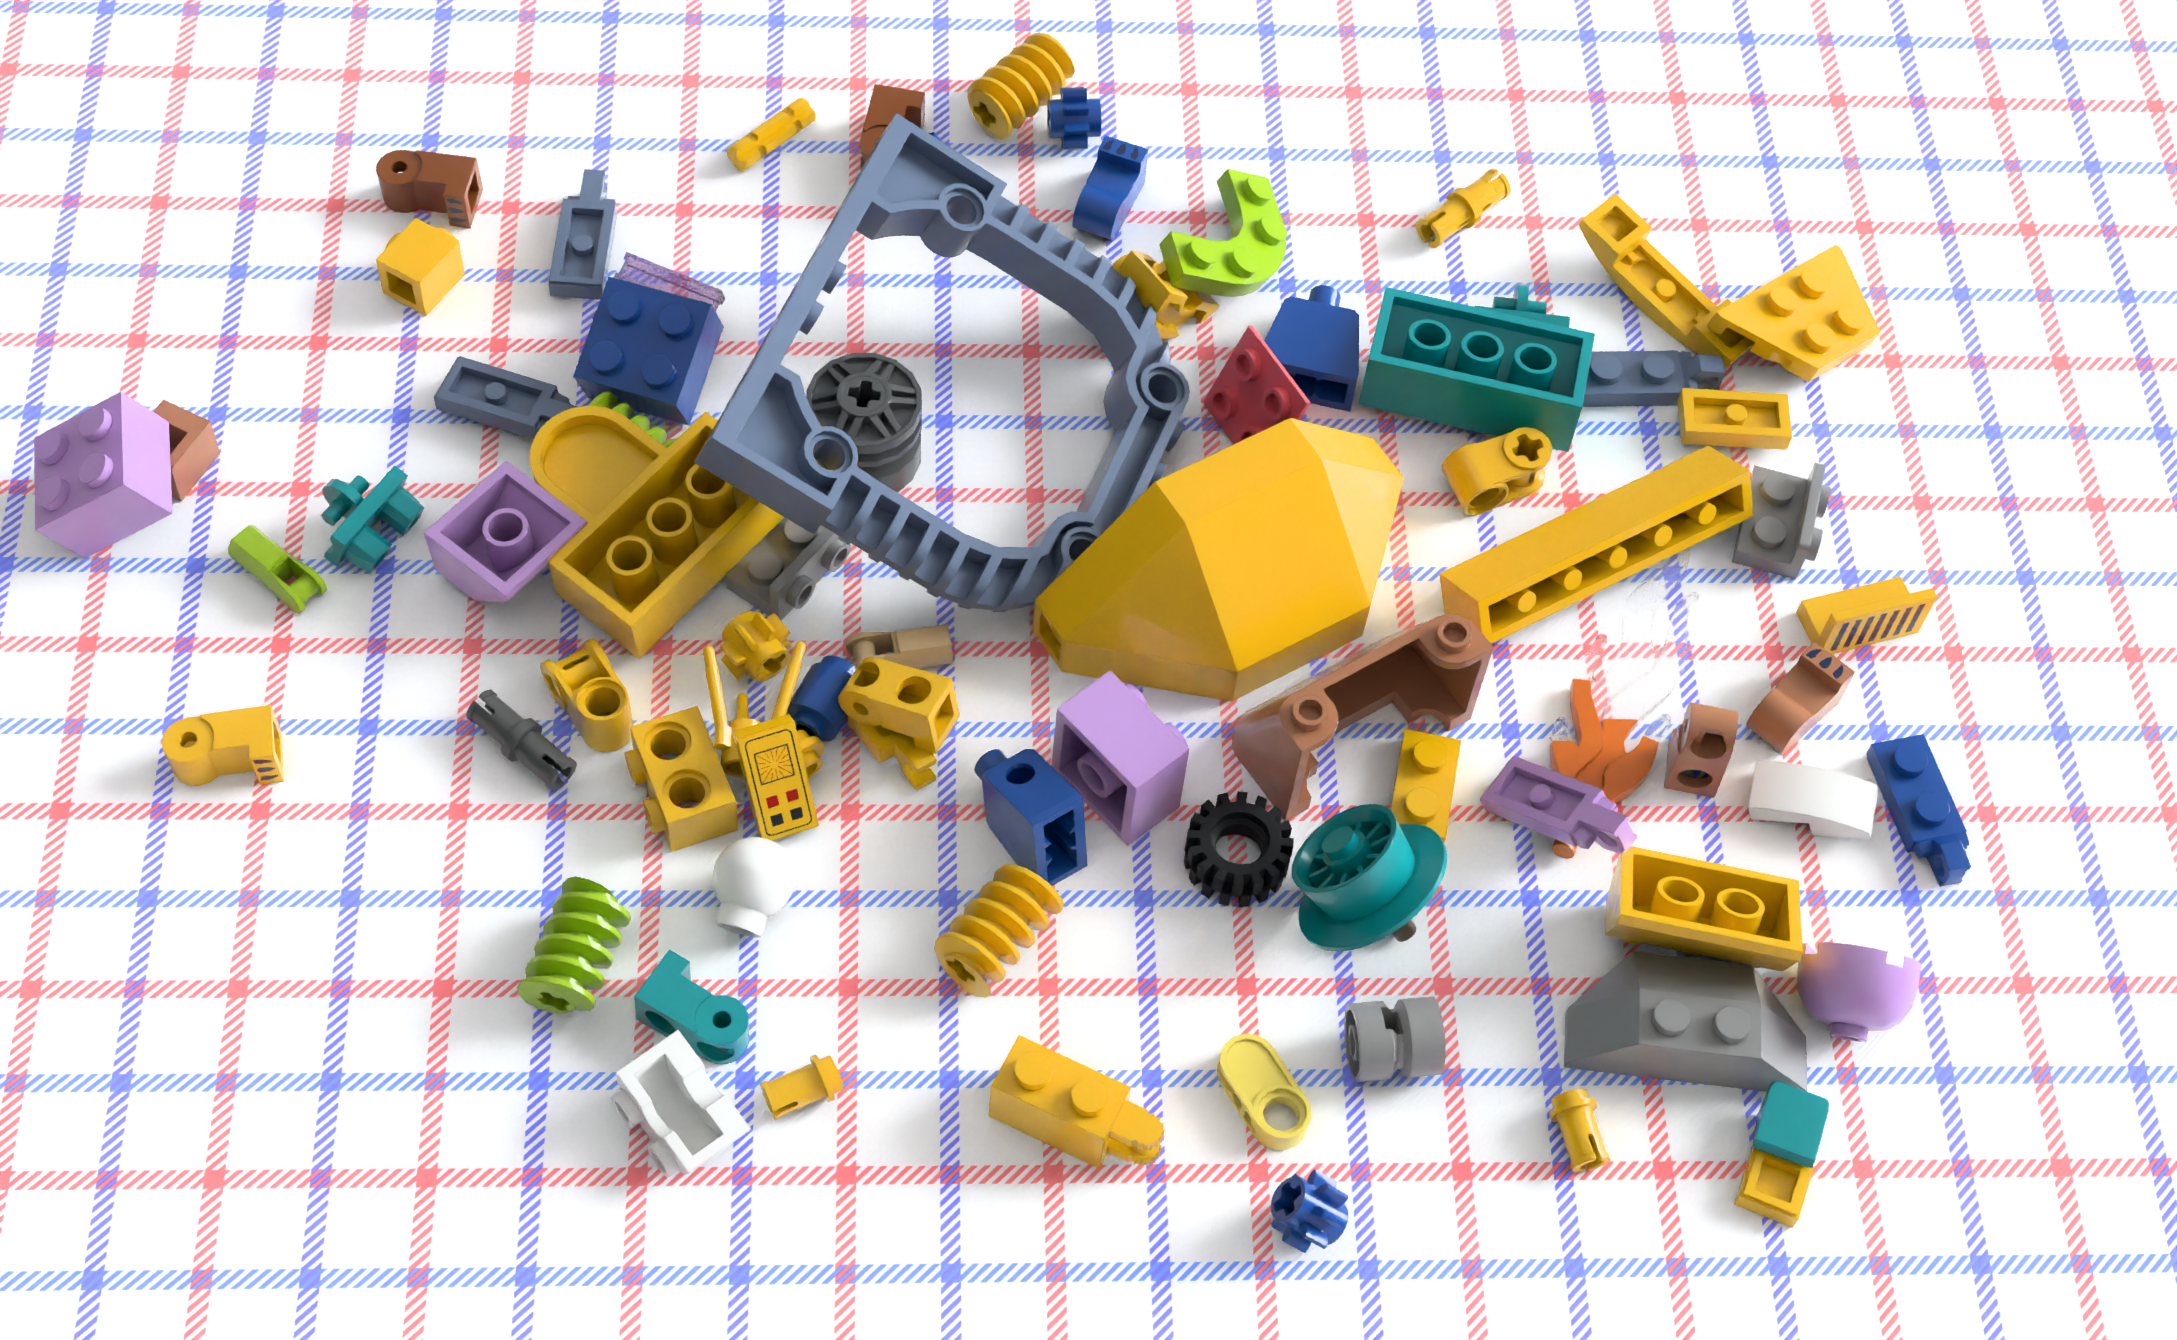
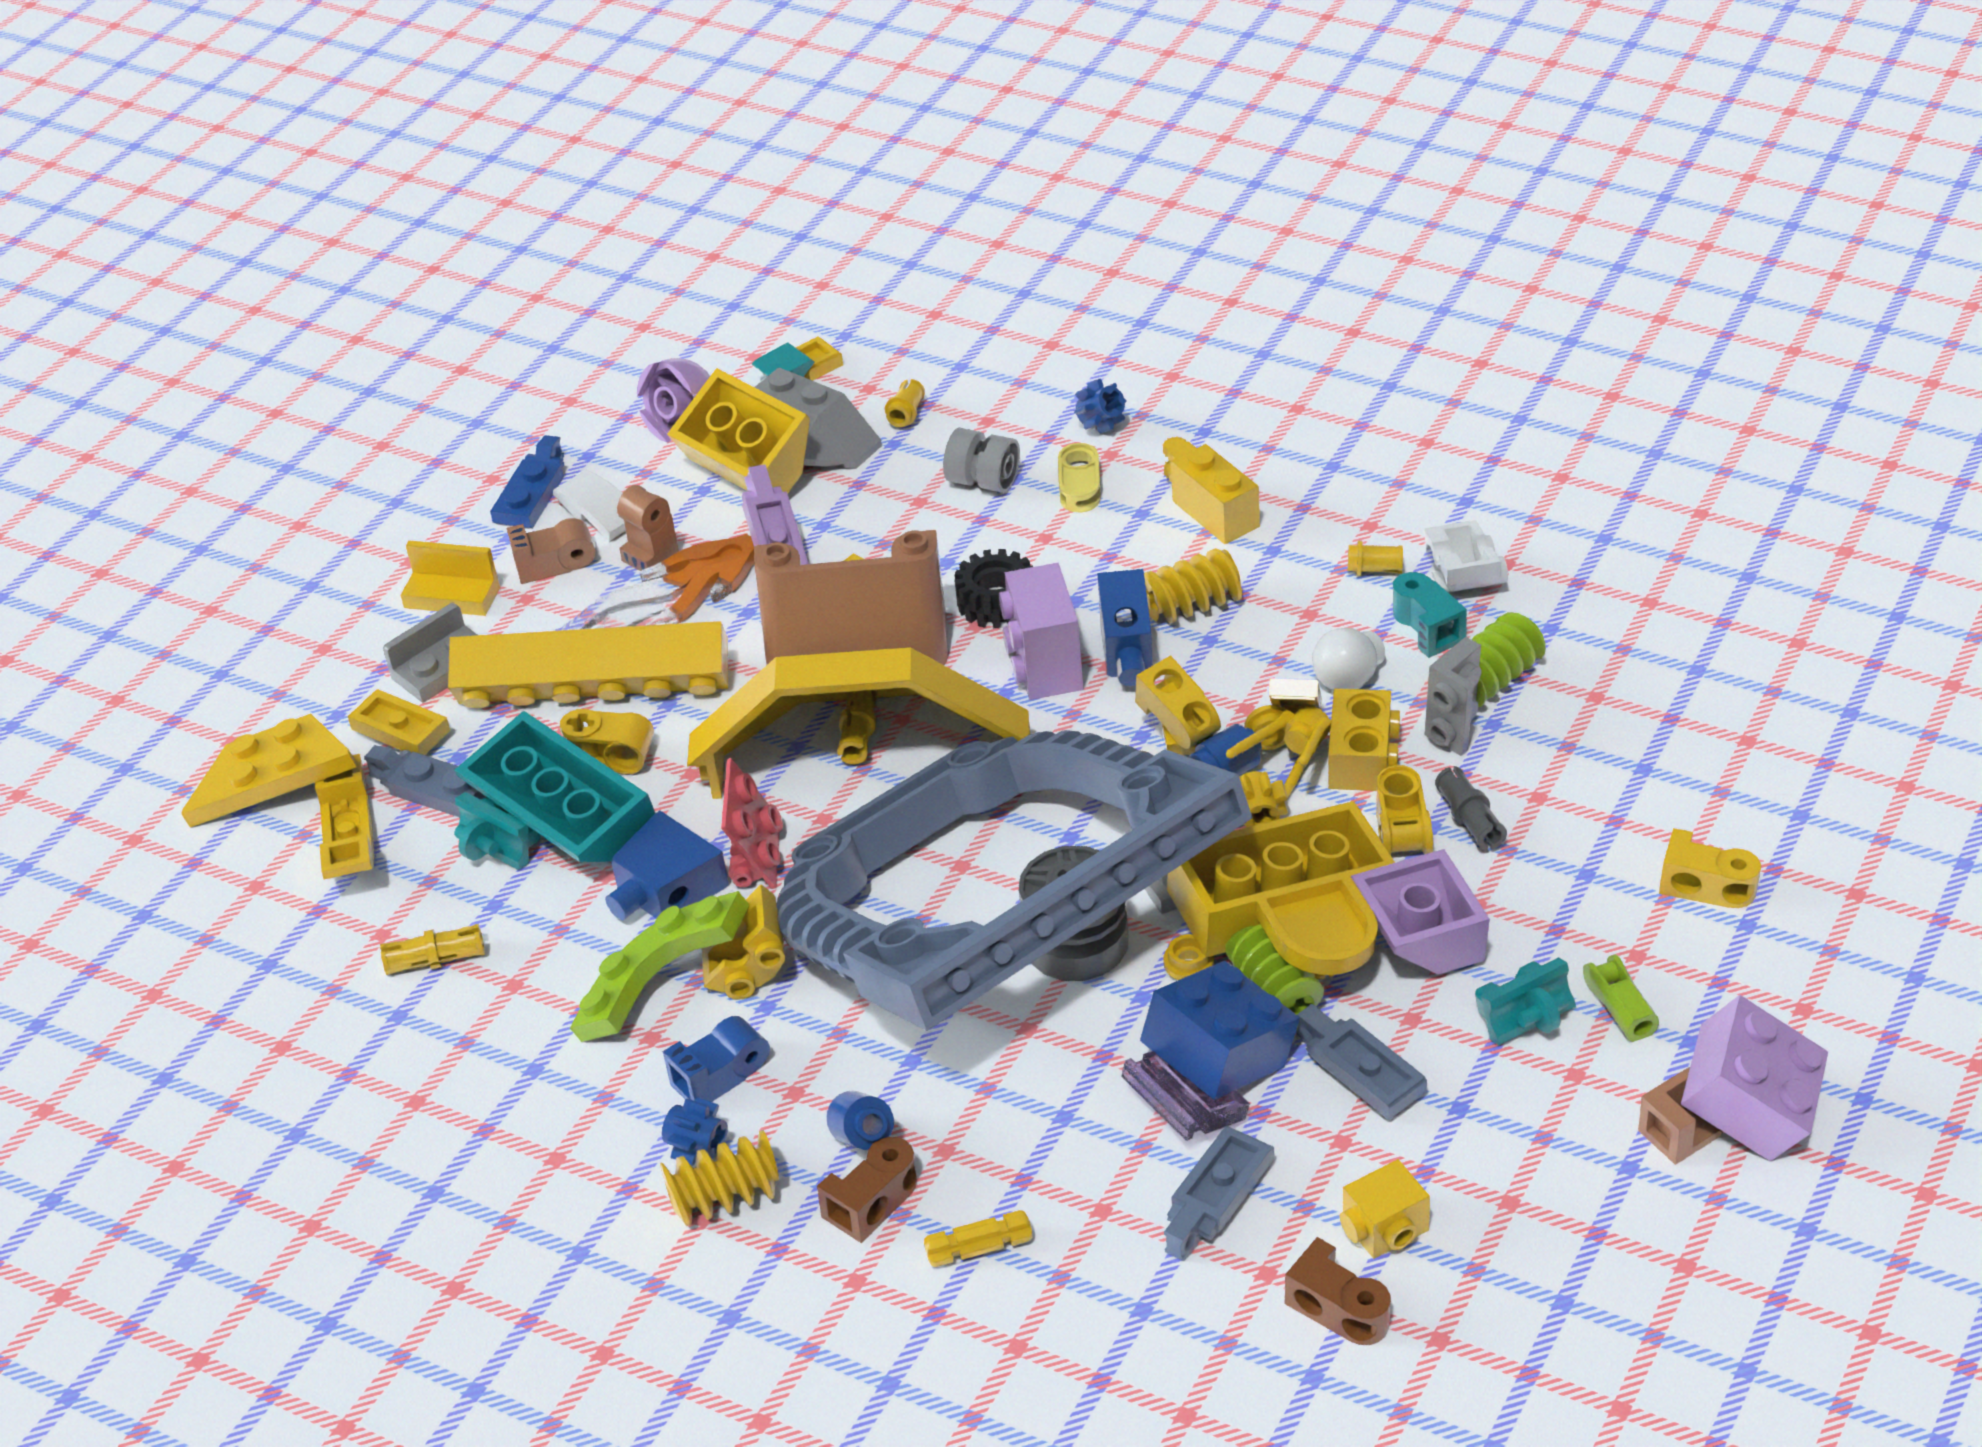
camera: 140 degrees left, 15 degrees down
(589, 830) = (1453, 696): none -> light grey bracket
(1365, 878) = (937, 497): teal piece -> none

